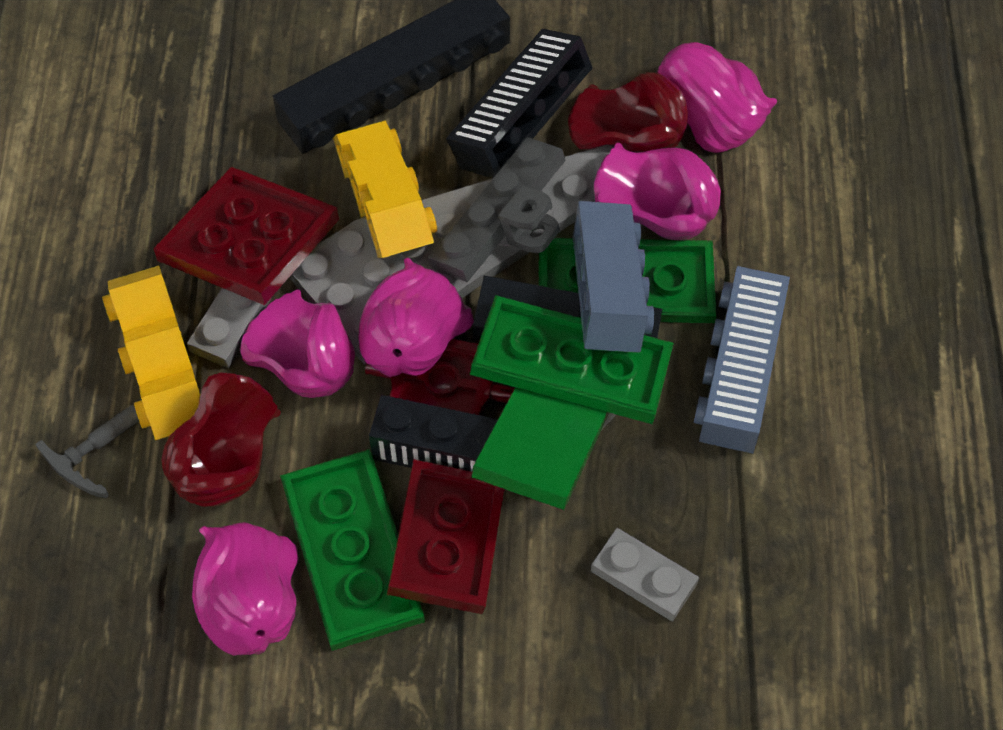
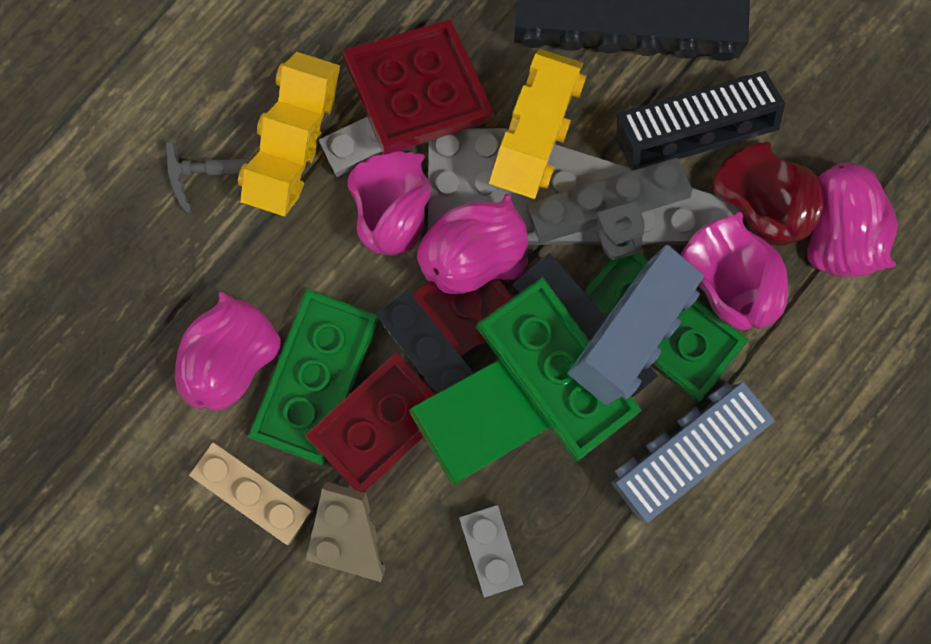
camera: 40 degrees right, 20 degrees up
(221, 445) = (280, 241): dark red piece -> none
(375, 696) = (251, 493): none -> tan plate
(498, 656) = (344, 534): none -> dark tan wing

